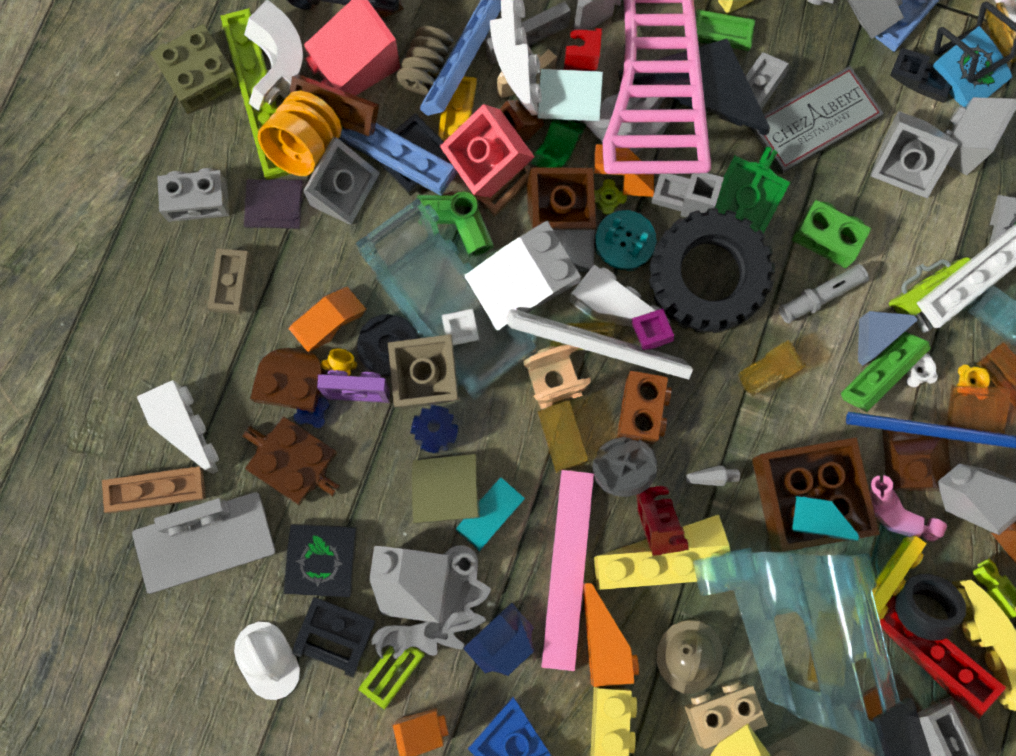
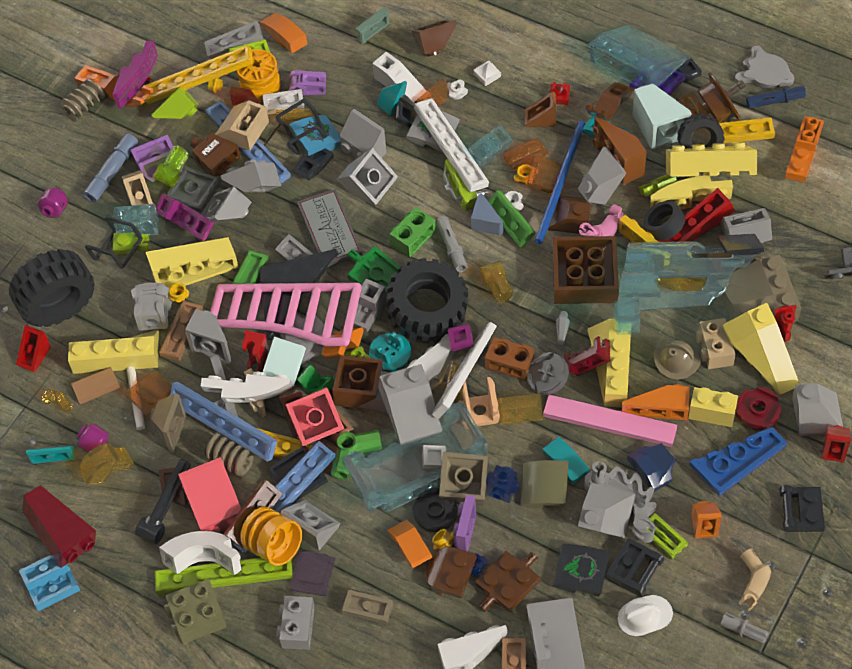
camera: 70 degrees left, 20 degrees down
(821, 518) = (601, 262): teal slope -> none

